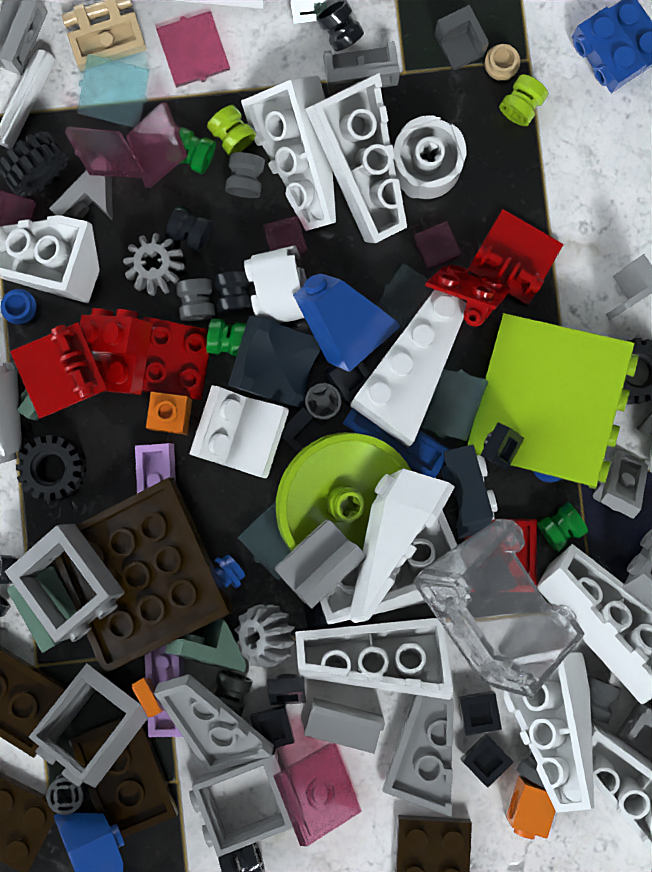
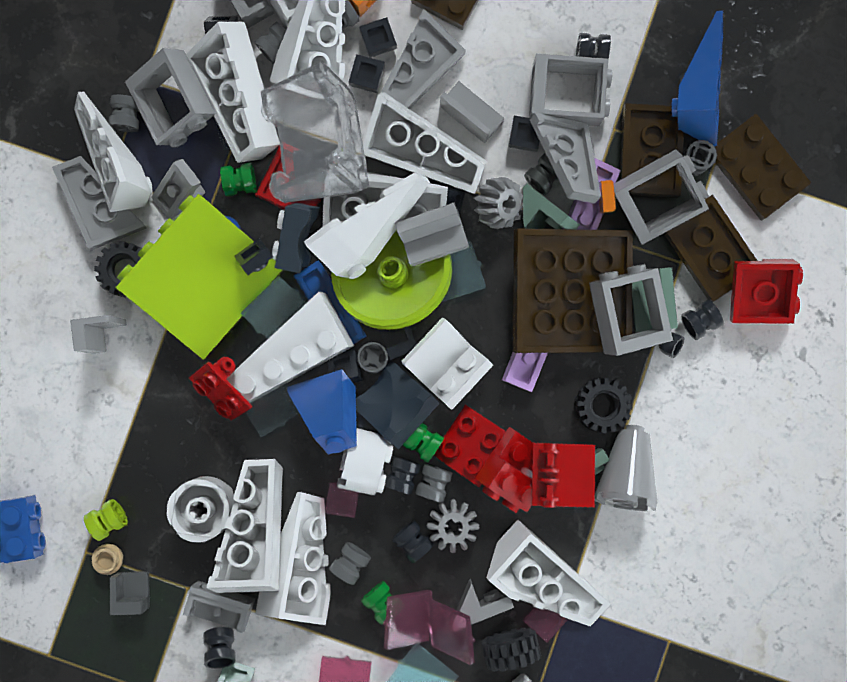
camera: 155 degrees left, 0 degrees up
(18, 306) = (573, 543): blue plate -> none
(169, 413) = (494, 403): orange brick -> none
(228, 571) = (504, 264): blue plate -> none
(231, 130) = (343, 604): lime wheel -> none
(286, 690) = (501, 156): black plate -> none
(317, 794) = (514, 70): clear pink tile -> none
(437, 245) = (228, 439): clear pink tile -> none
(516, 256) = (172, 401): red hinge -> none

